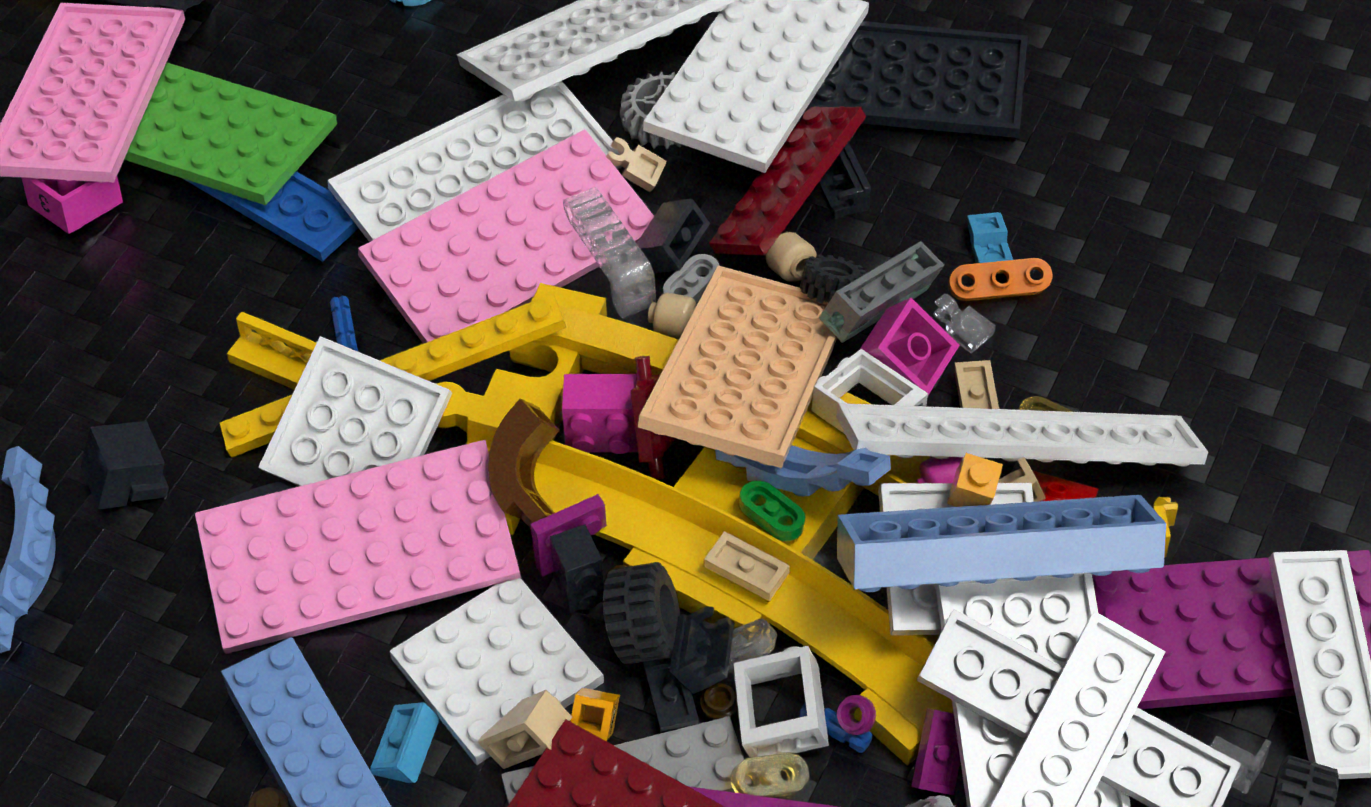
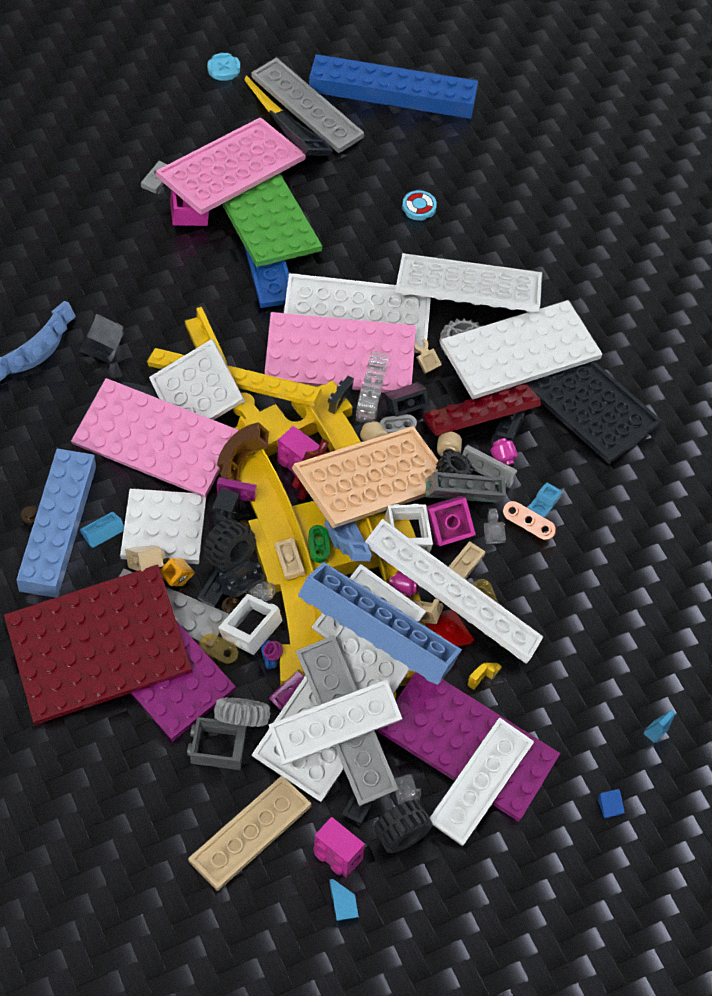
camera: 35 degrees right, 5 degrees up
(343, 322) = (241, 342): blue axle -> none
(580, 298) = (343, 390): none -> black plate
(872, 246) = (489, 466): none -> light grey plate
(873, 215) = (504, 451): none -> dark pink head
(974, 482) = (395, 592): light orange brick -> none

